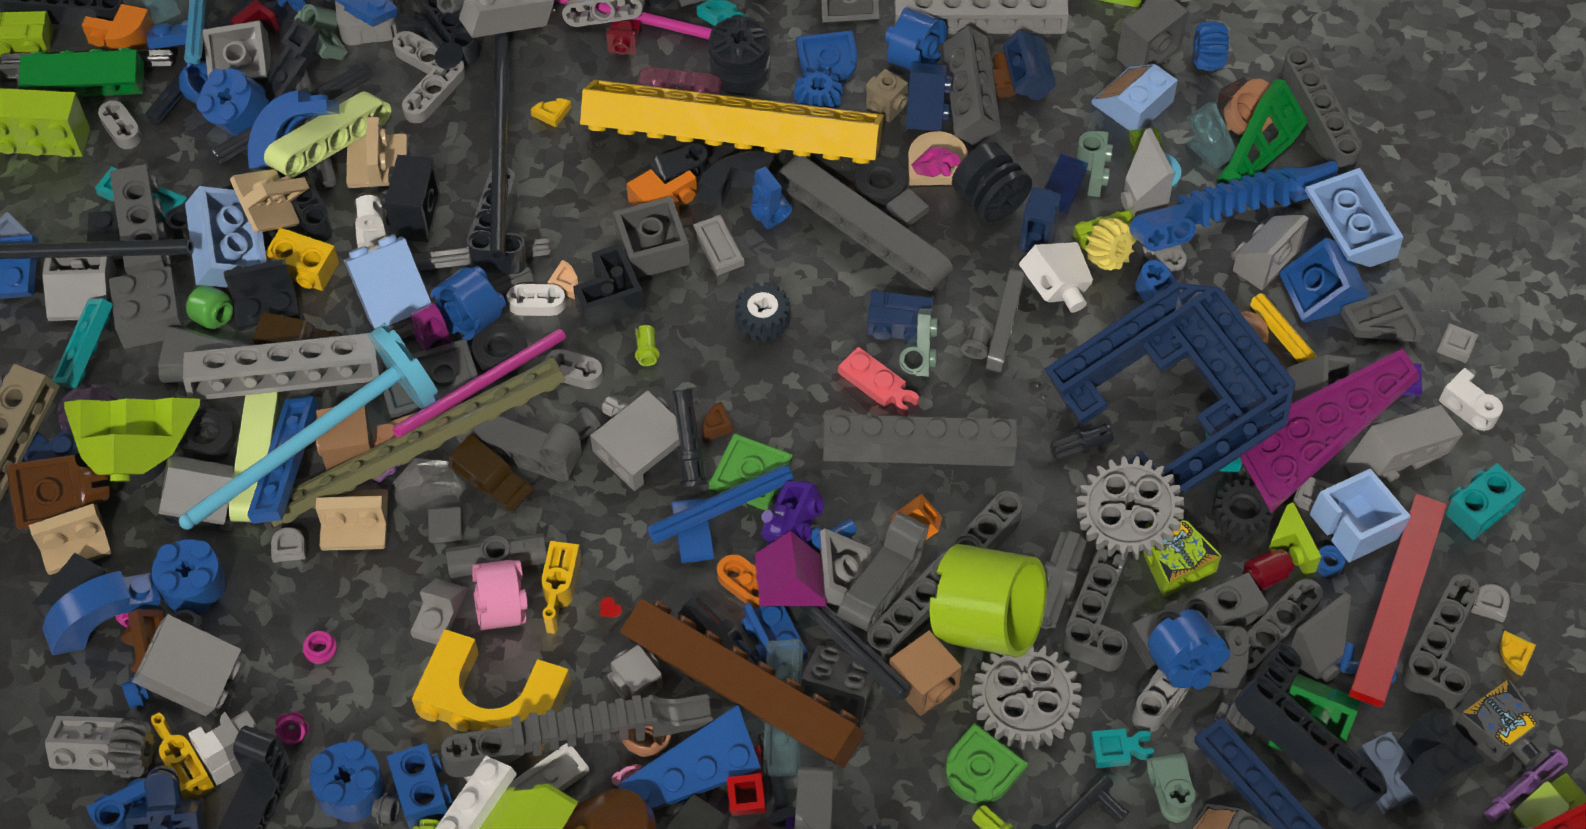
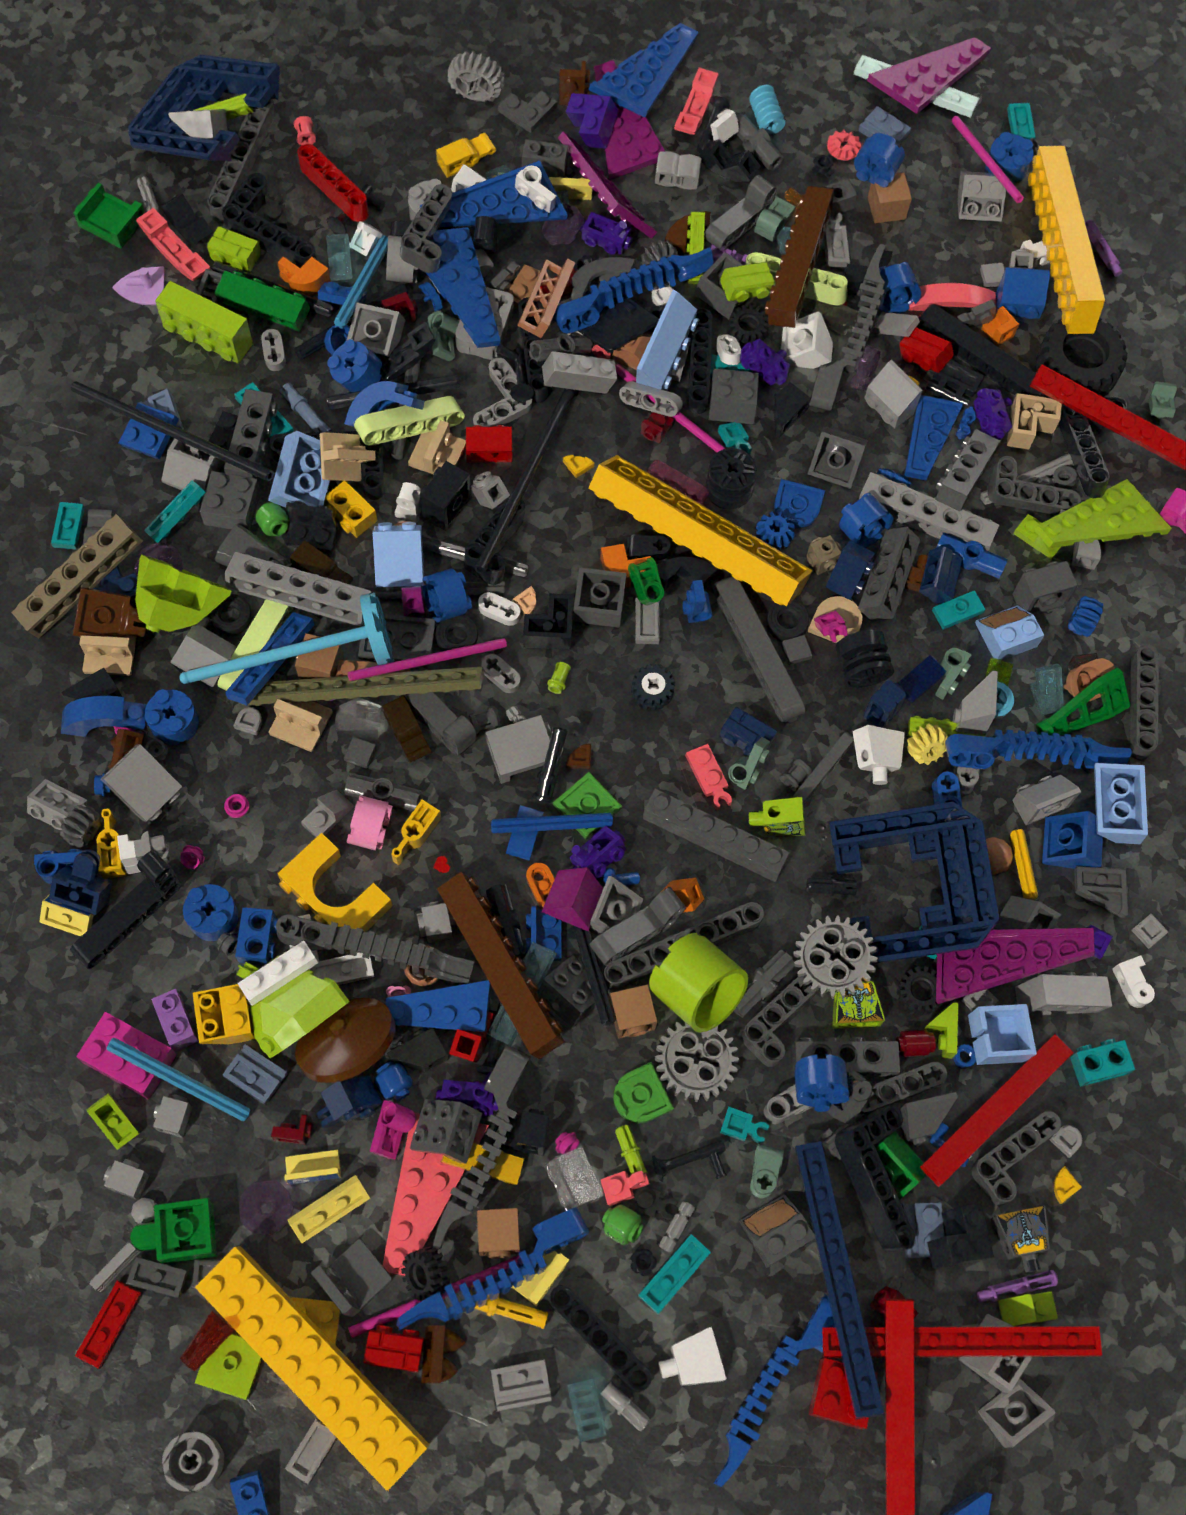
camera: 20 degrees right, 10 degrees up
(182, 171) = (300, 405): none -> sand blue pin
(435, 127) = (489, 444): none -> red brick
(461, 173) = (489, 490): none -> light grey brick
(698, 196) = (646, 579): none -> green piece
(986, 388) = (780, 817): none -> lime torso
(1057, 32) = (983, 560): none -> blue piece
(1067, 96) = (958, 610): none -> teal plate

